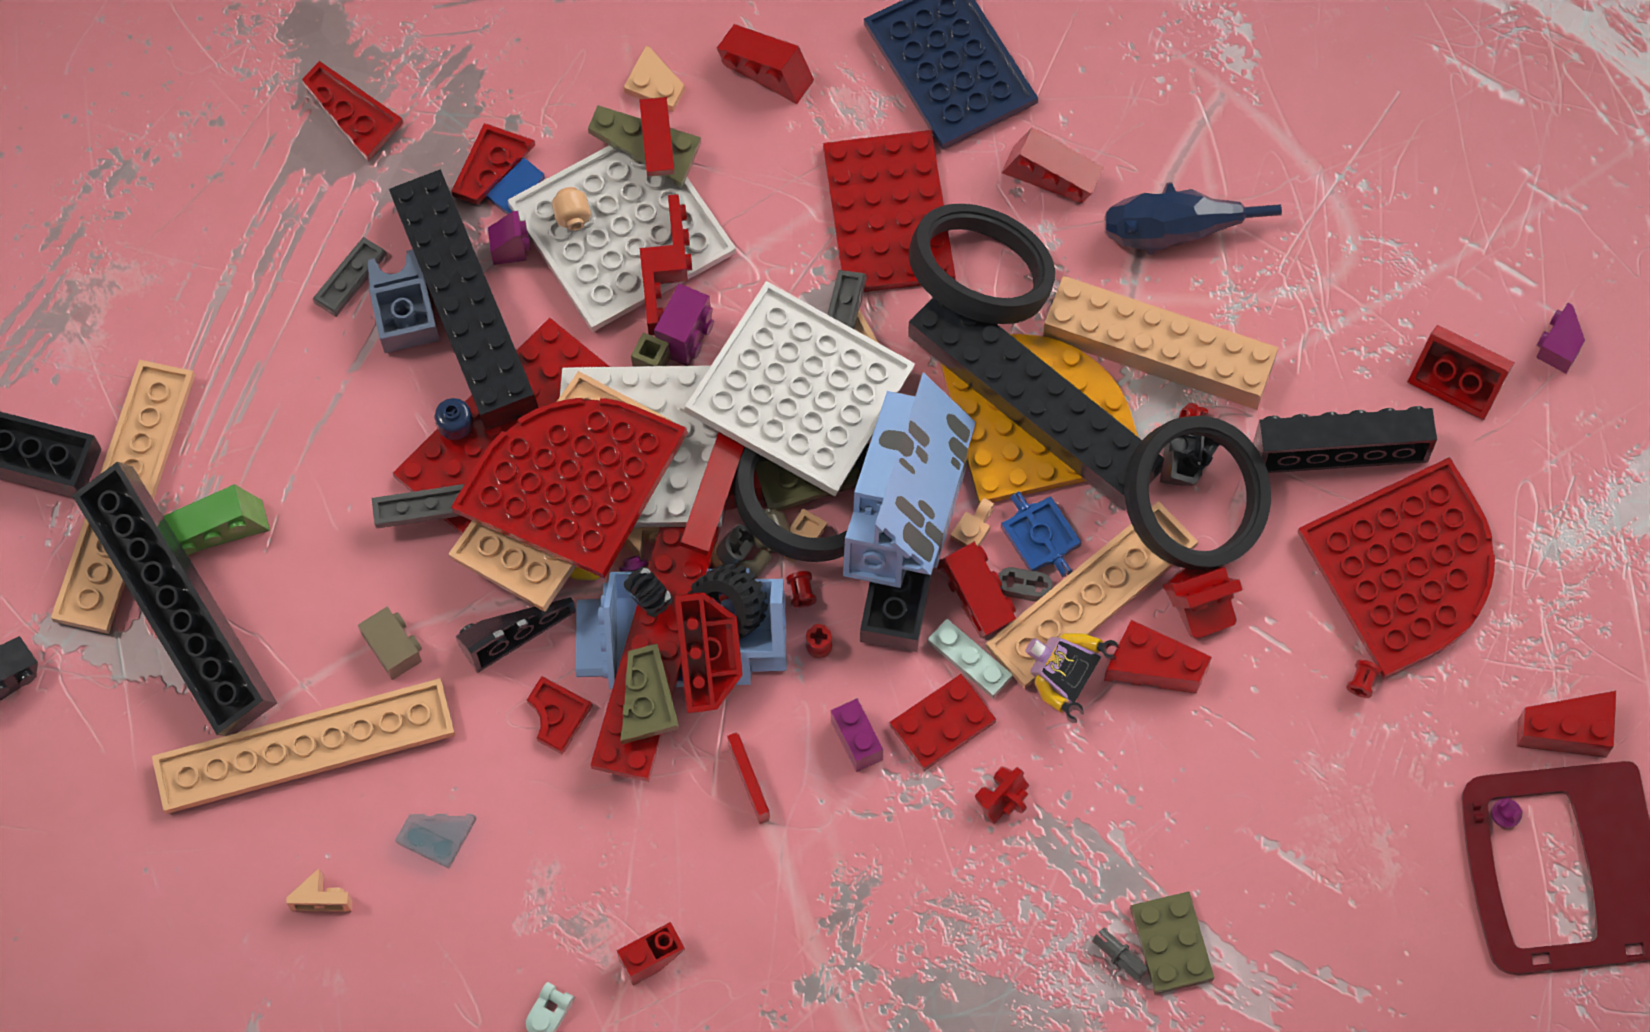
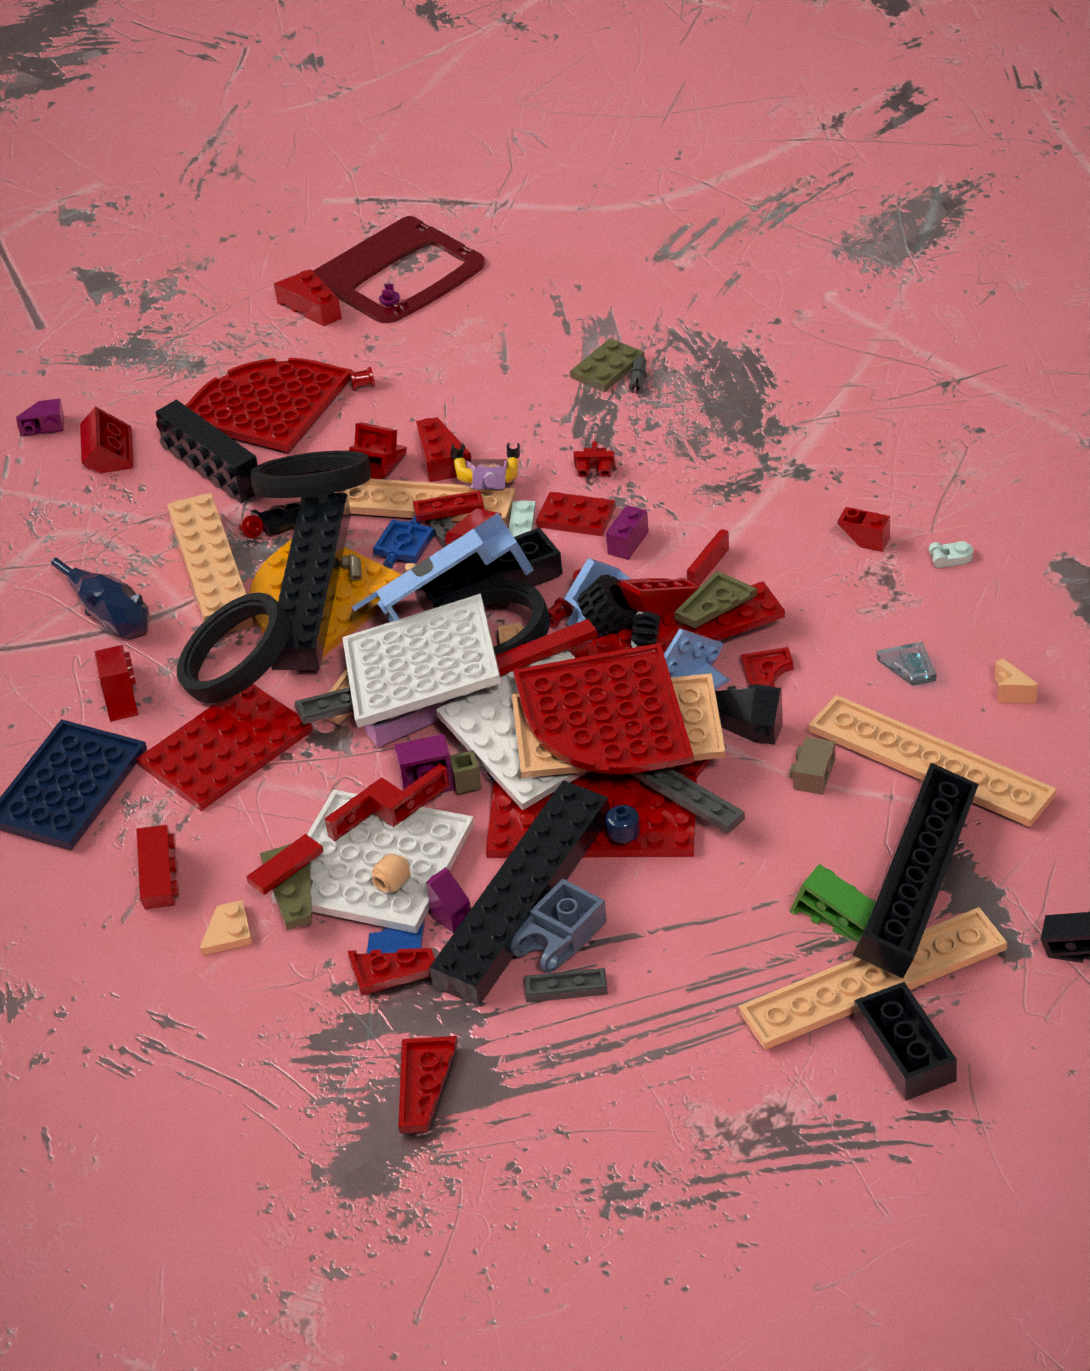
camera: 125 degrees left, 25 degrees down
(1023, 451) = (355, 566): none -> dark tan arm
(1047, 599) = (447, 506): none -> red tile

